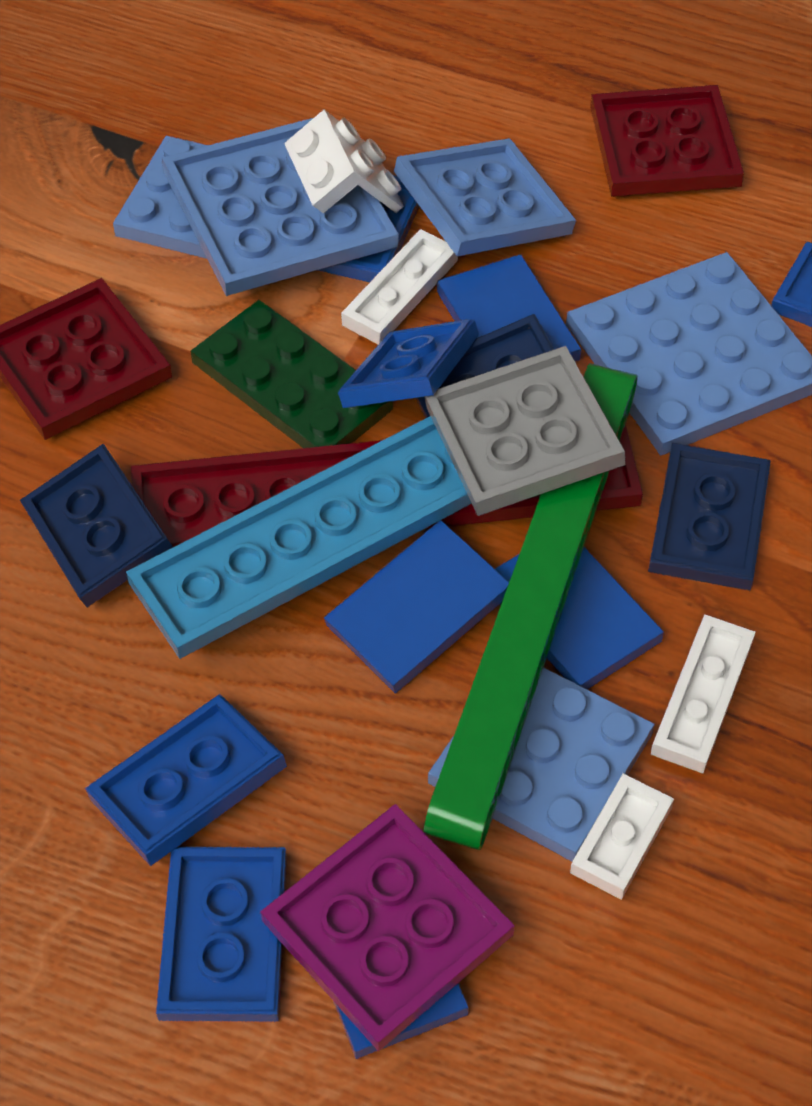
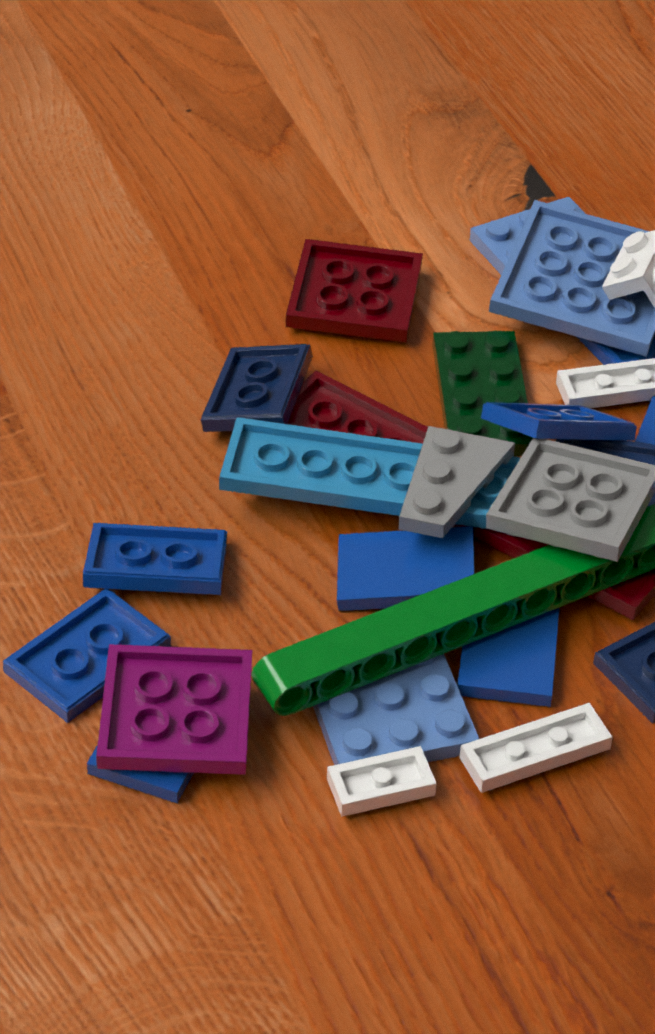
camera: 40 degrees right, 10 degrees down
(387, 491) = (447, 478): none -> light grey wing

